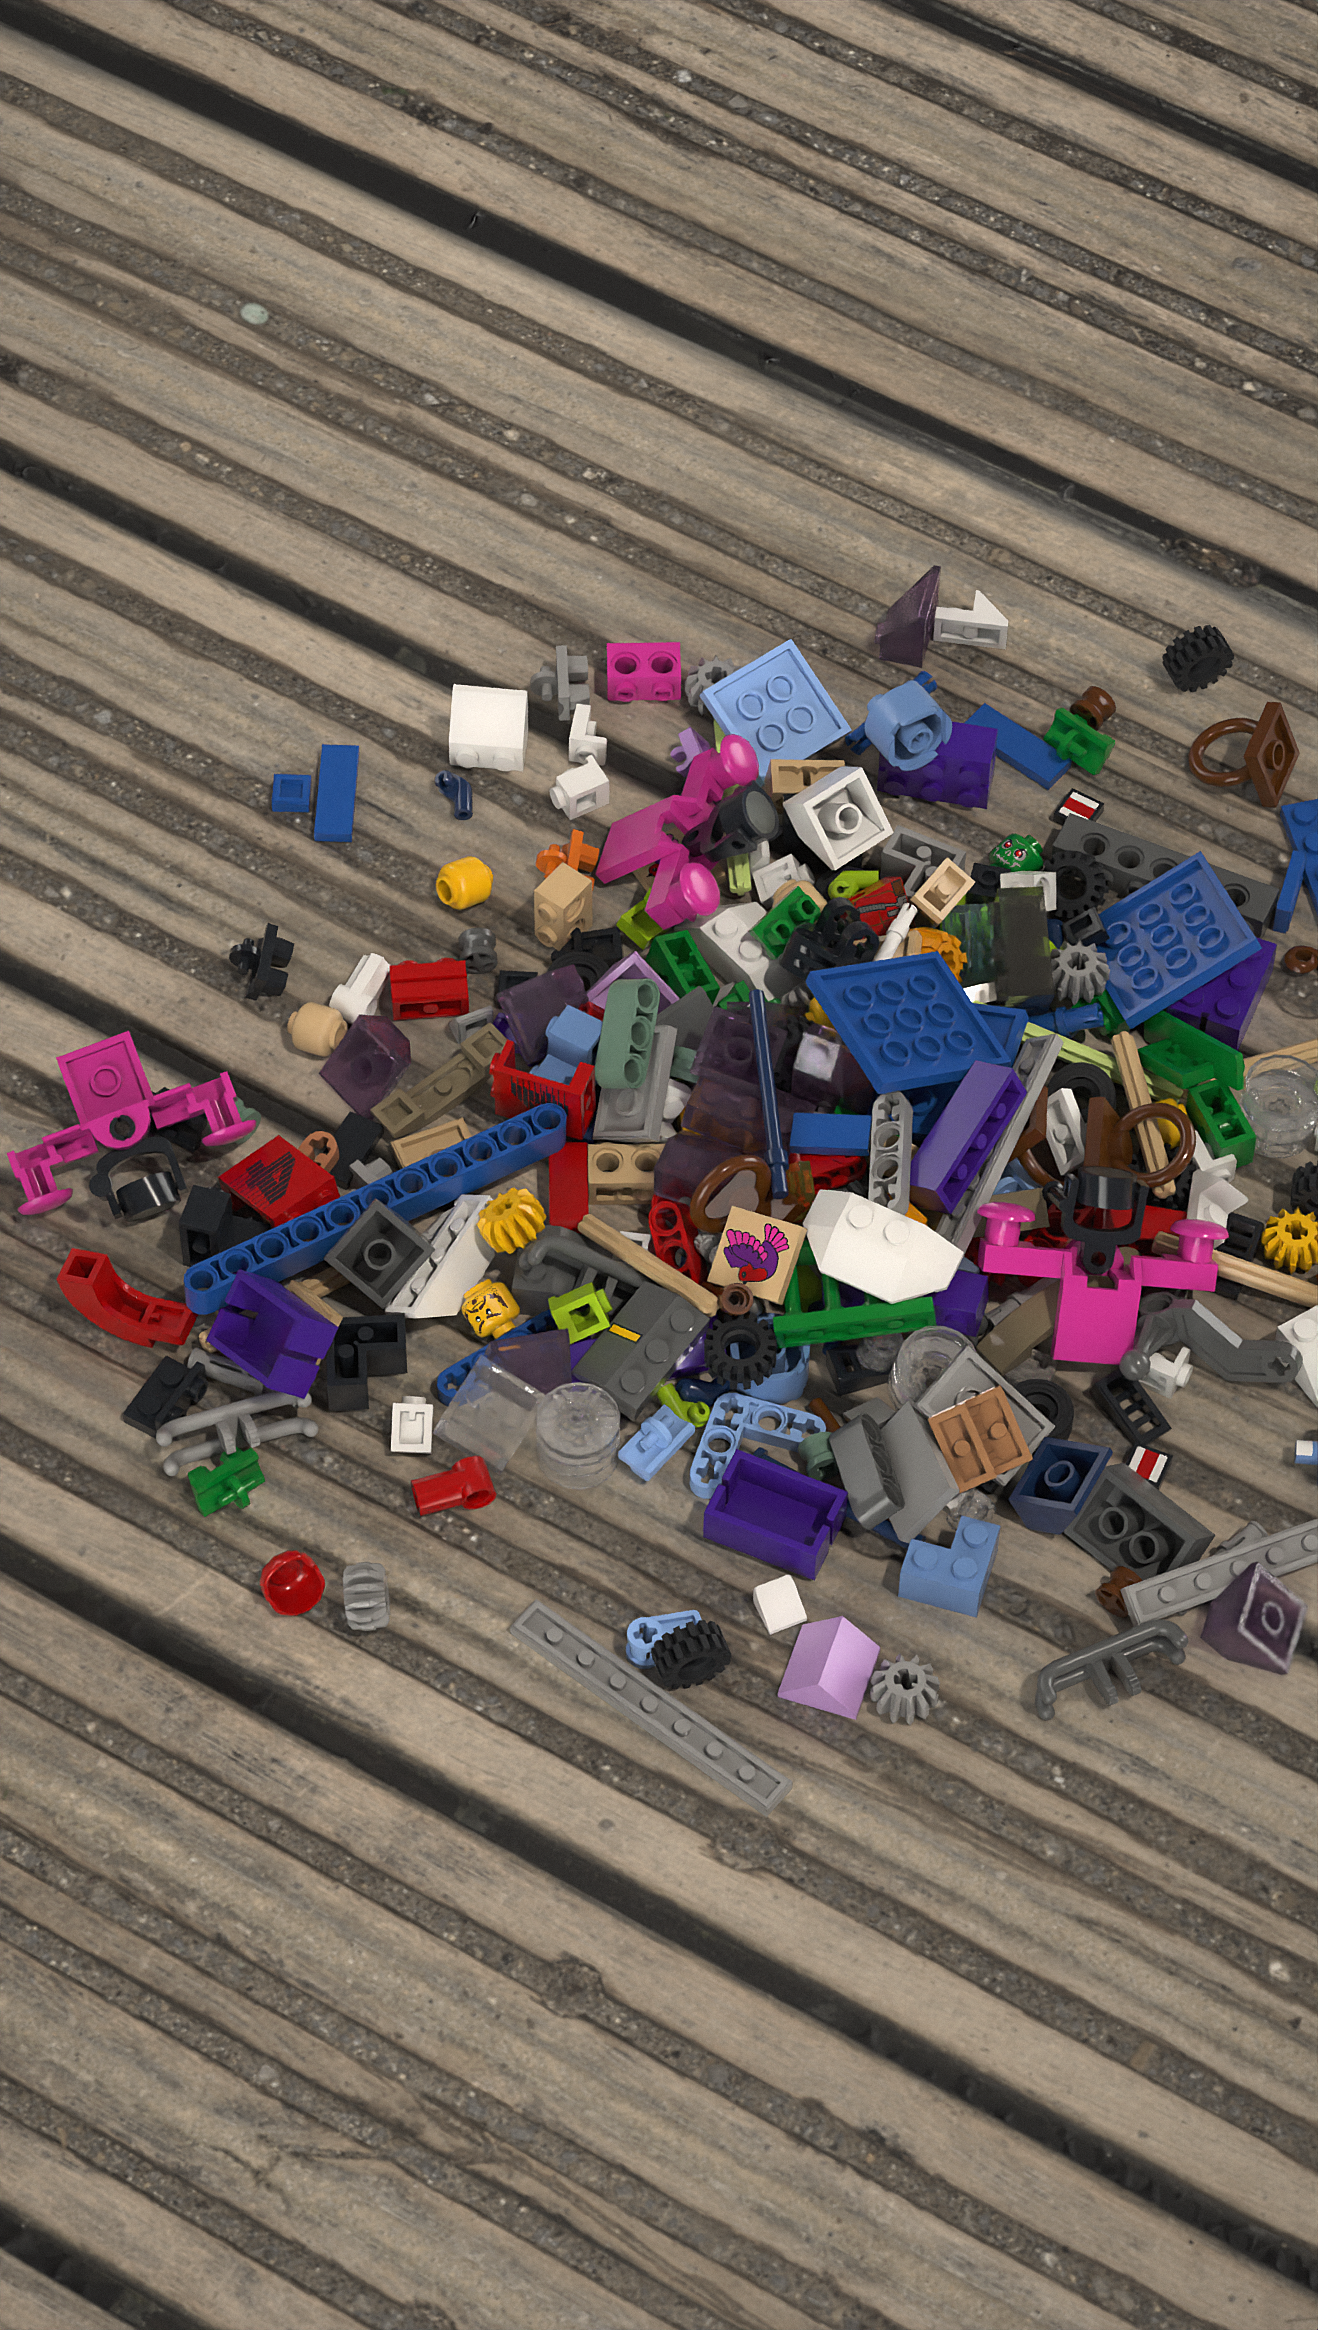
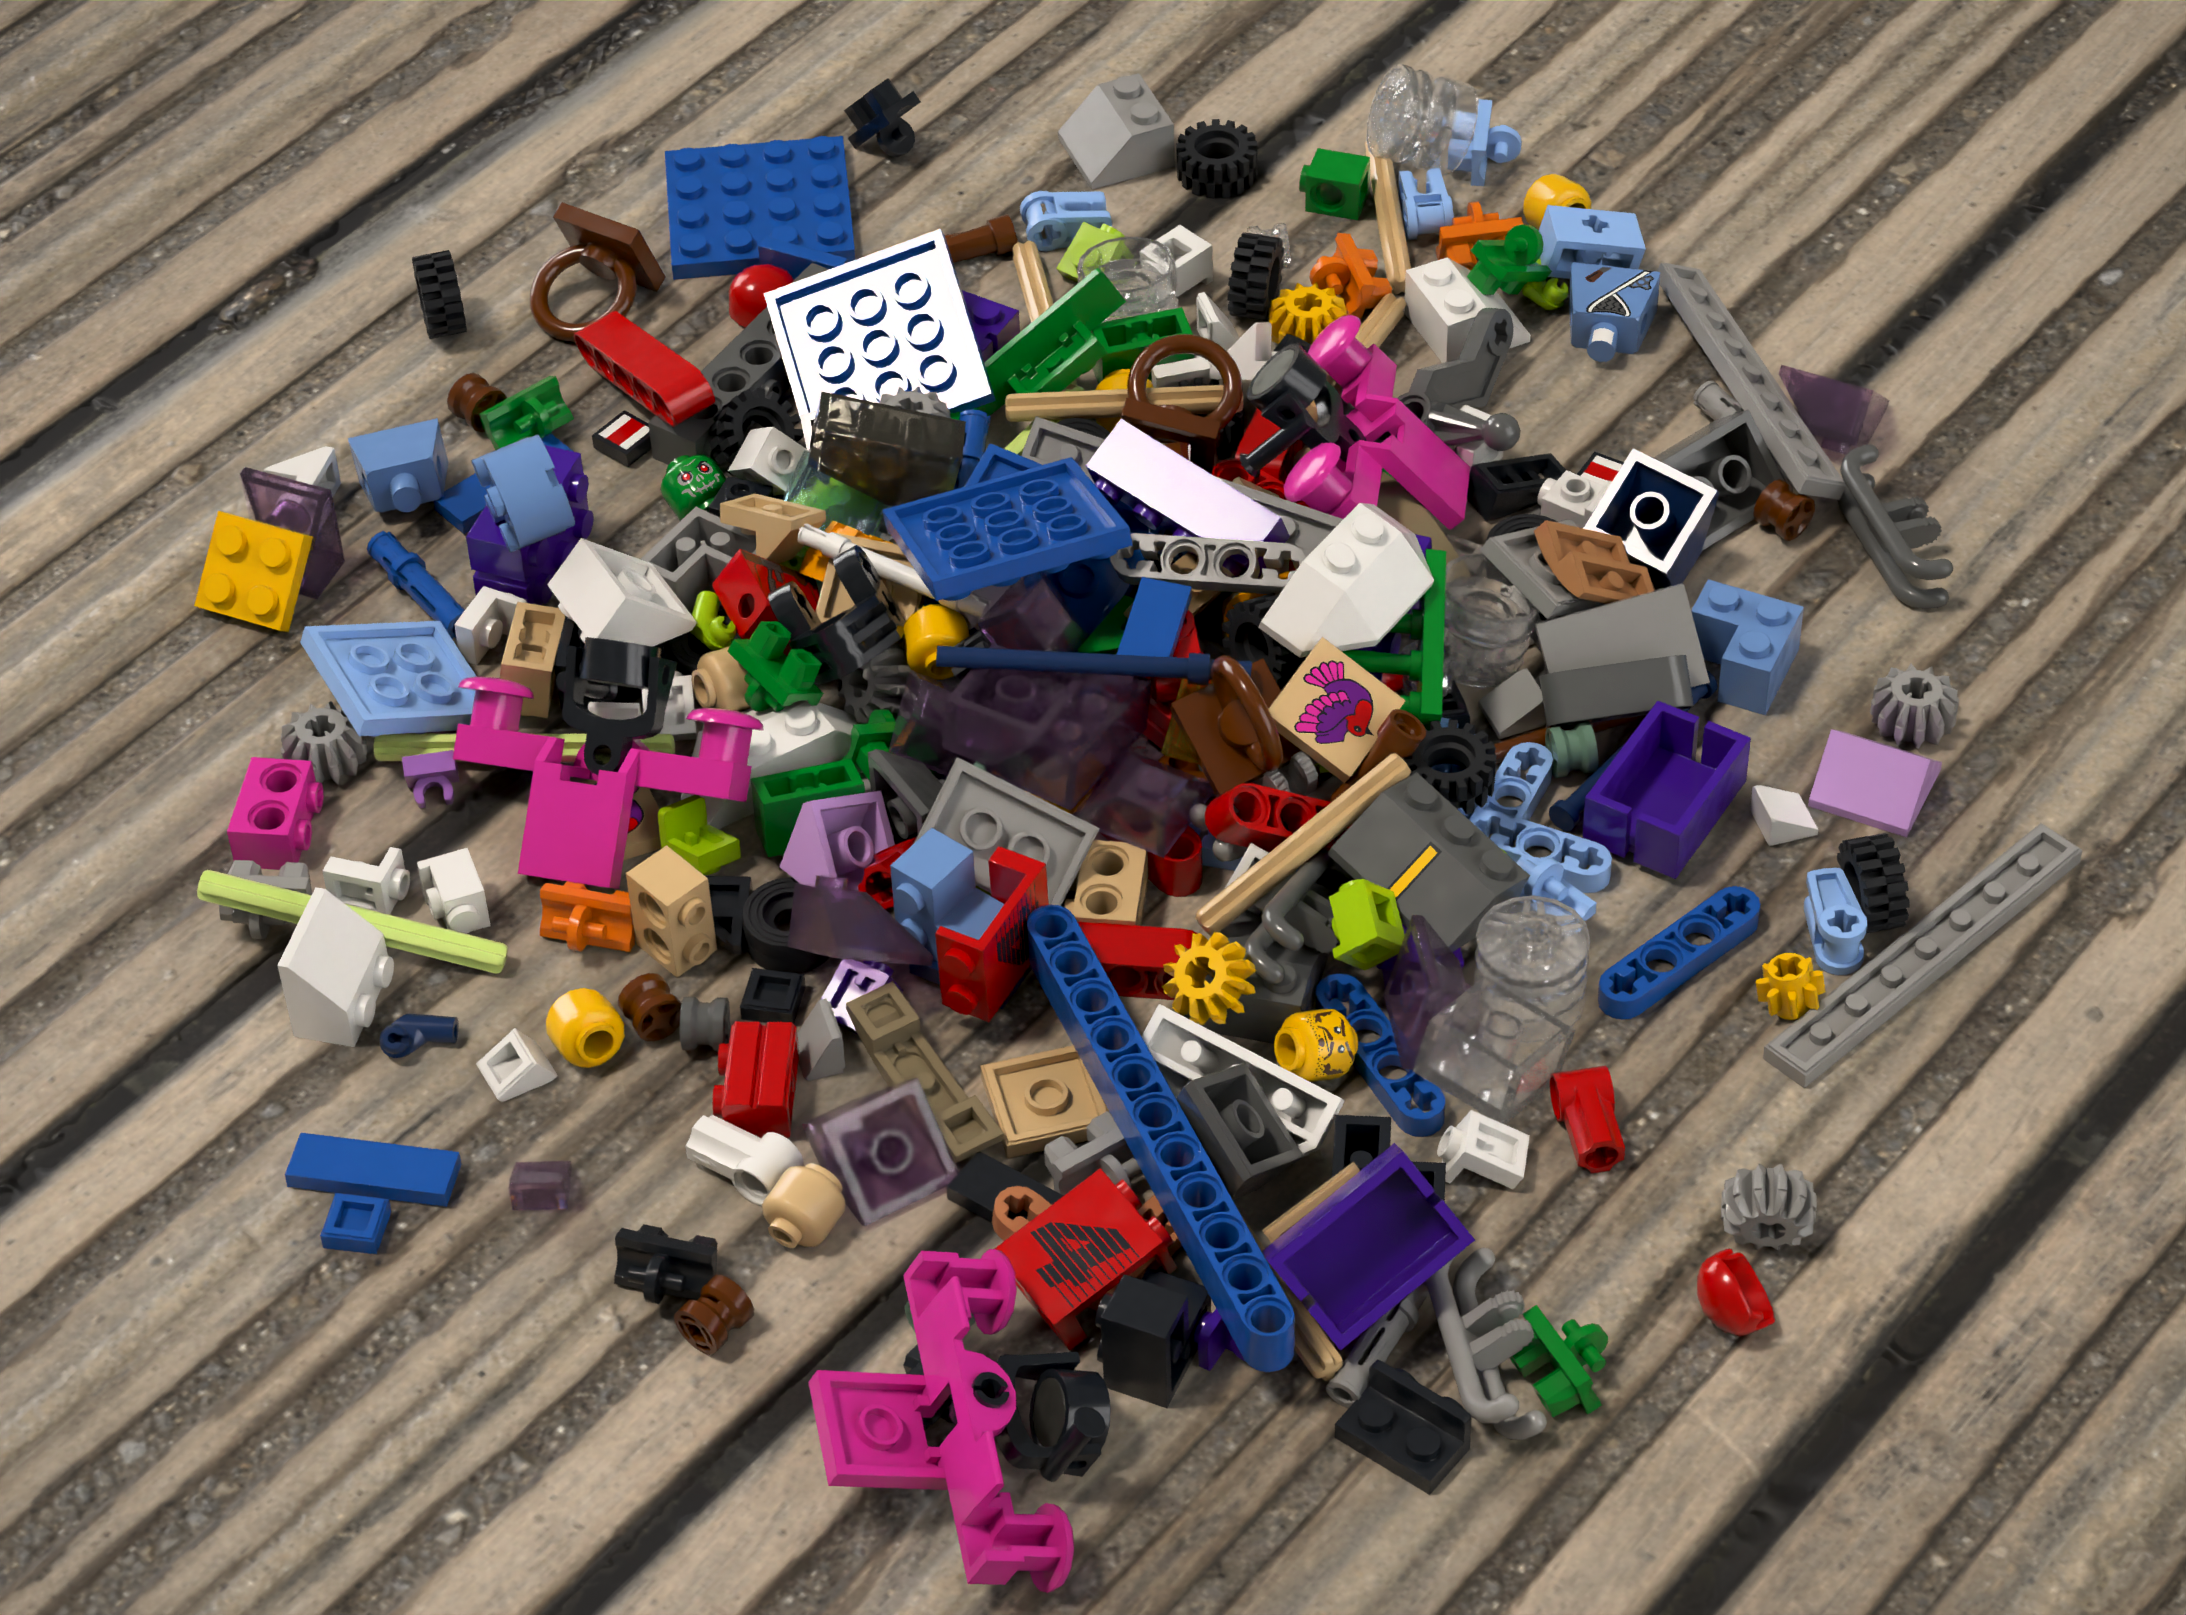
camera: 80 degrees left, 10 degrees down
(118, 1308) = (1262, 1457): red arch -> none
(223, 995) = (714, 1314): none -> reddish brown wheel
(334, 885) = (540, 1185): none -> slope
(435, 853) = (515, 1066): none -> white slope
(490, 915) = (650, 1007): none -> reddish brown wheel
(537, 732) = (397, 931): none -> yellowish green axle
(590, 1609) = (1790, 986): none -> yellow gear
(627, 1033) = (951, 806): sand green beam -> none
(632, 1538) = (1673, 947): none -> blue beam
(853, 752) = (484, 623): none -> white bracket
(872, 606) = (253, 571): none -> yellow plate
(1003, 674) = (401, 465): none -> medium blue torso
(1107, 1432) = (1570, 498): none -> white brick
(1126, 798) = (644, 368): none -> red beam
(1261, 864) = (748, 291): none -> red hair
(1275, 1180) = (1214, 323): none -> white slope

